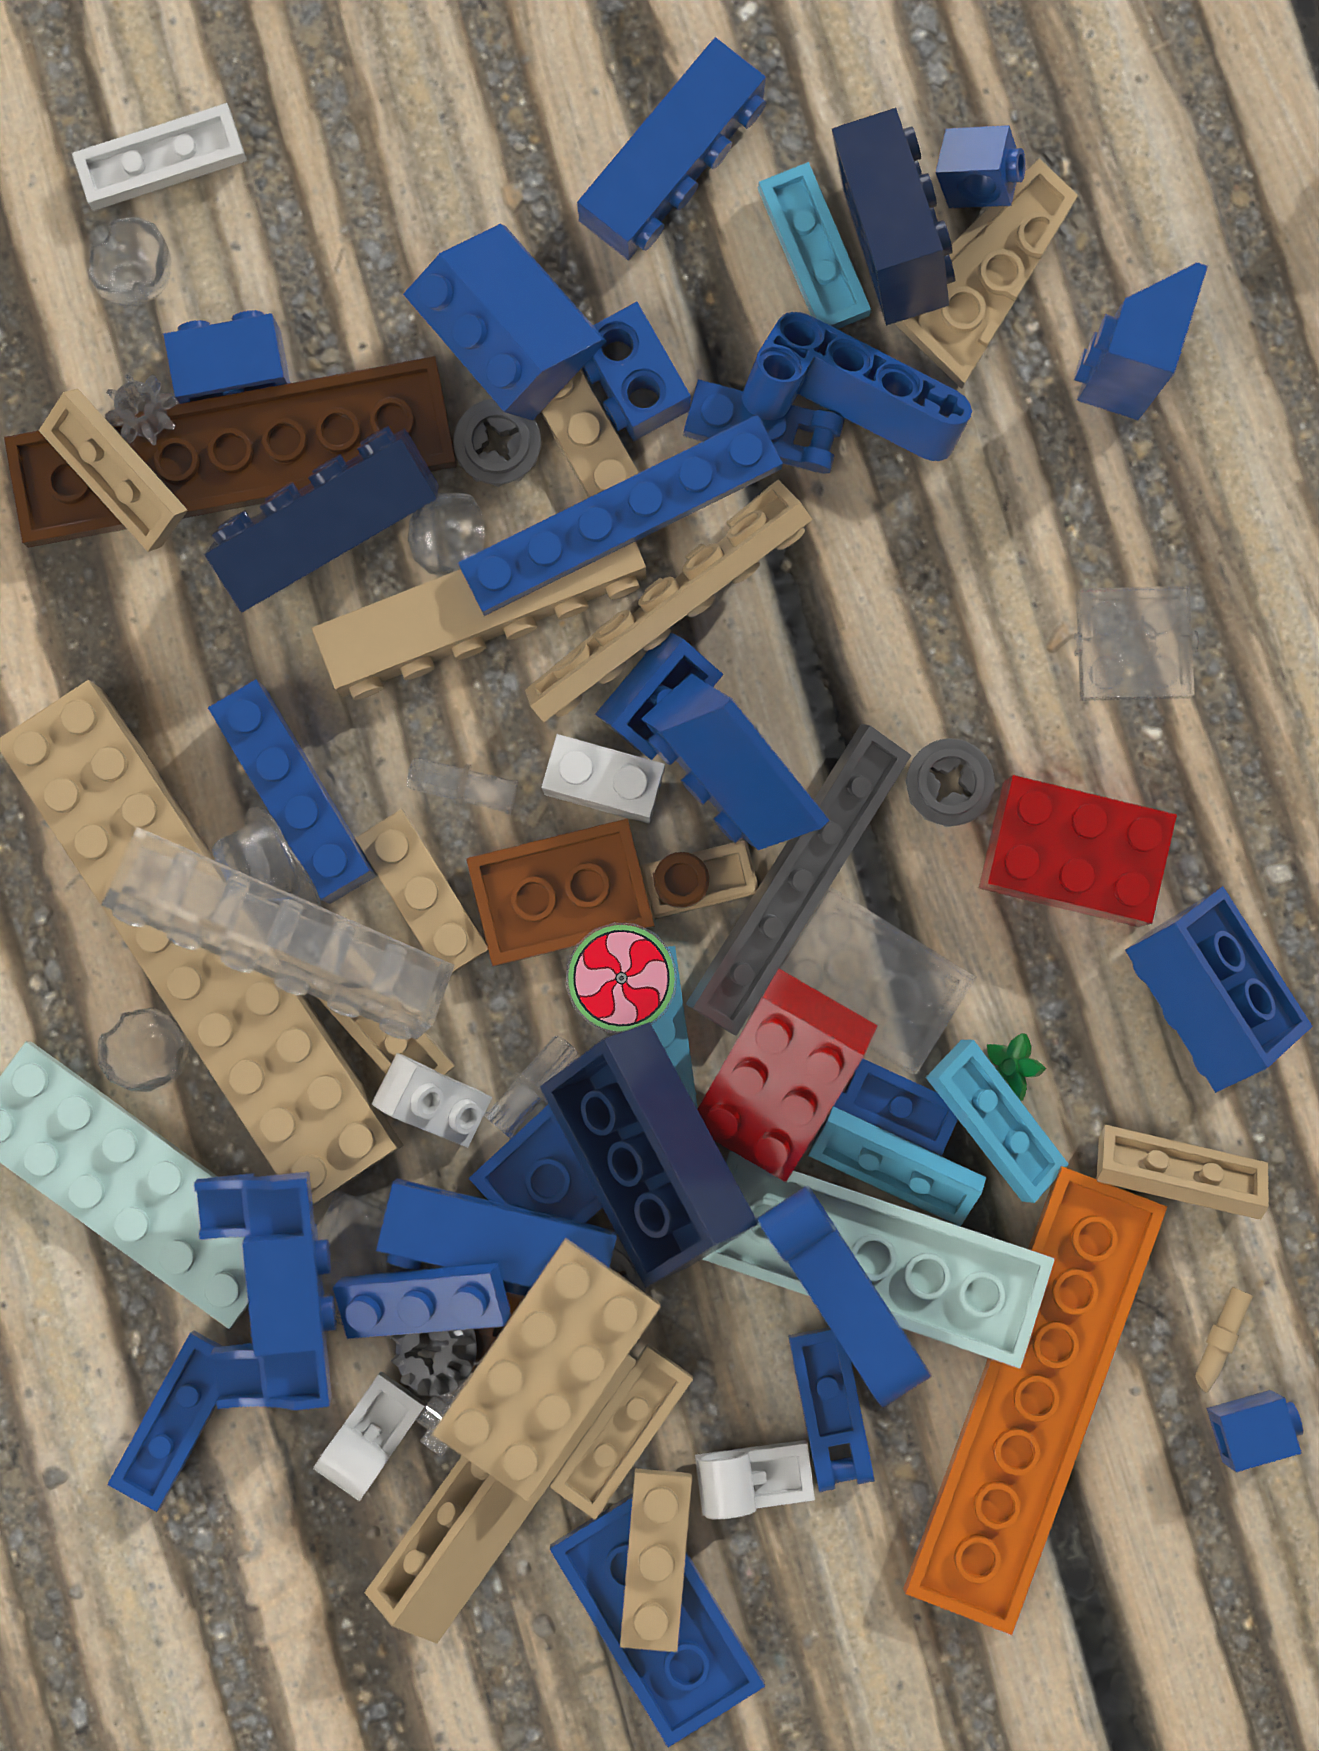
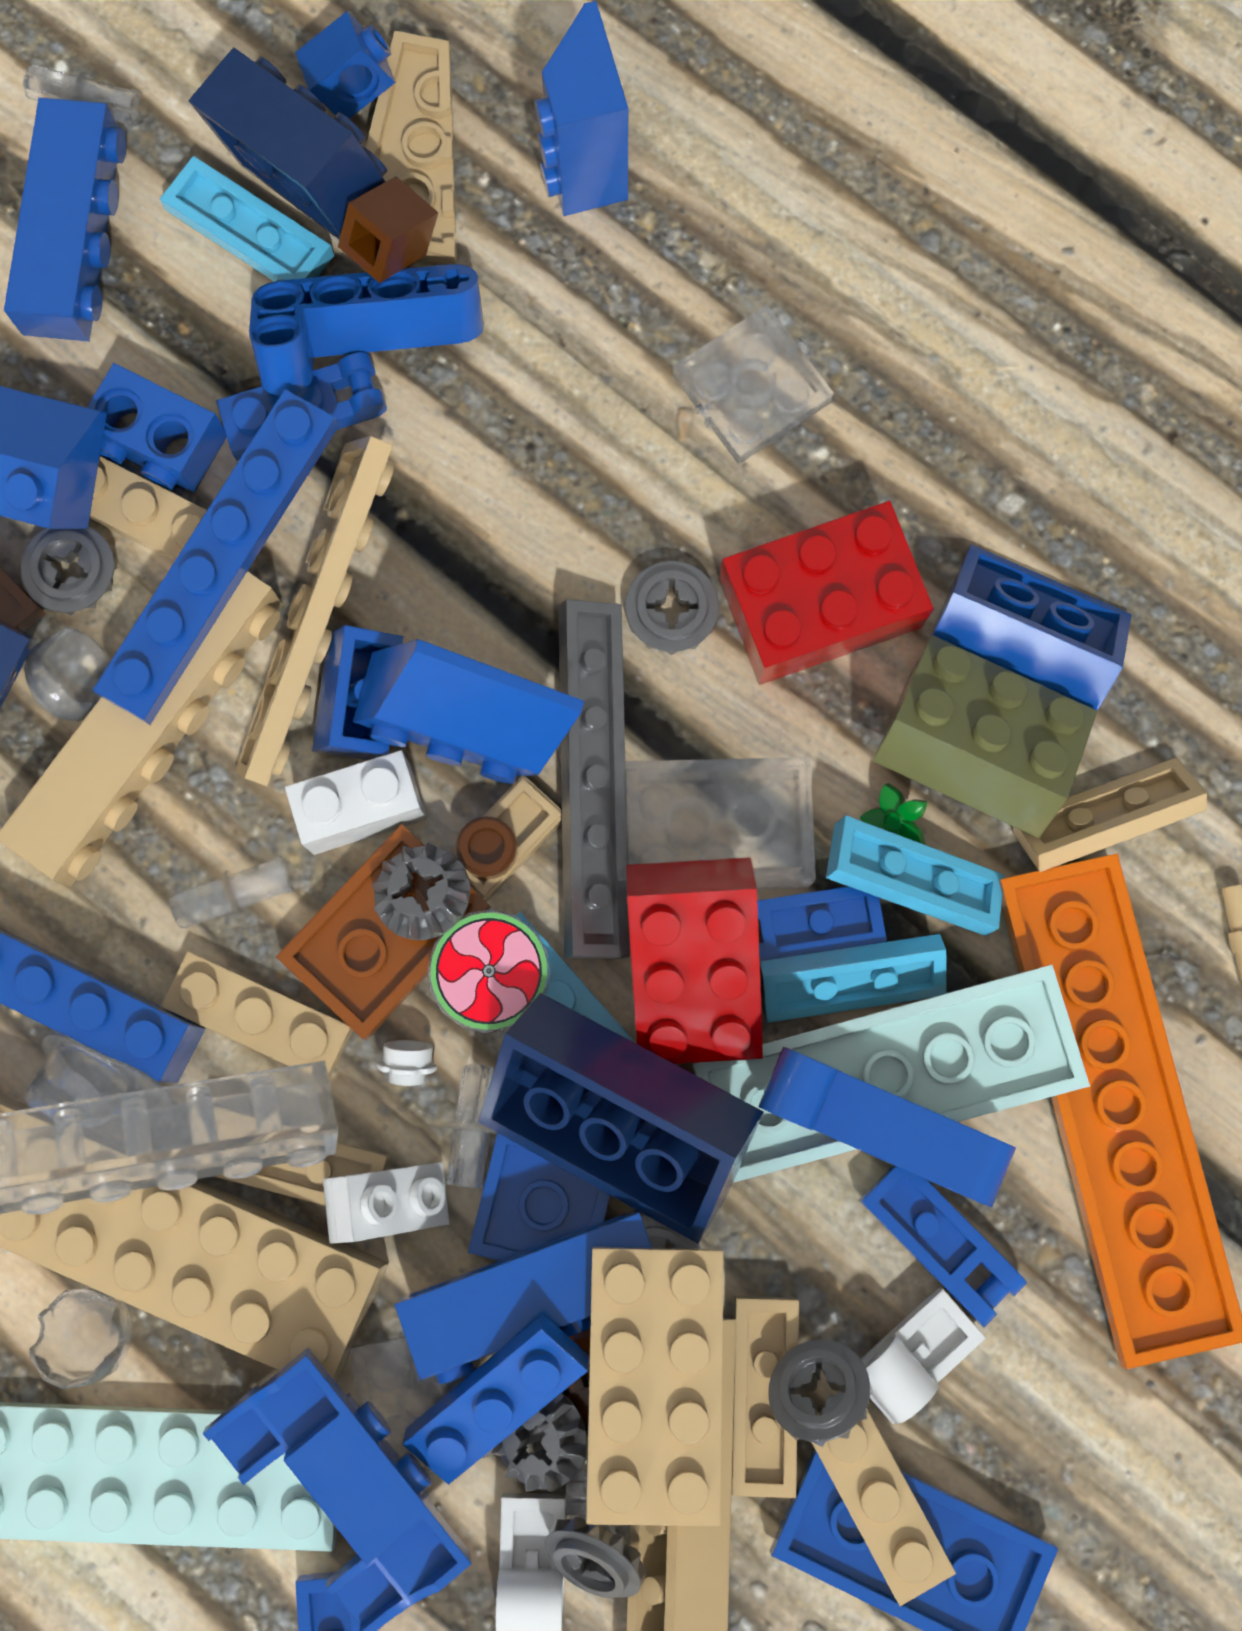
camera: 30 degrees left, 5 degrees down
(420, 1463) = (595, 1558): none -> flat silver gear
(514, 1004) = (407, 1062): none -> white plate
(624, 902) = (446, 899): none -> flat silver gear
(657, 1432) = (798, 1374): none -> flat silver gear
(745, 41) = (60, 85): none -> clear axle
(923, 333) = (387, 229): none -> reddish brown brick
(1125, 1049) = (986, 737): none -> olive brick

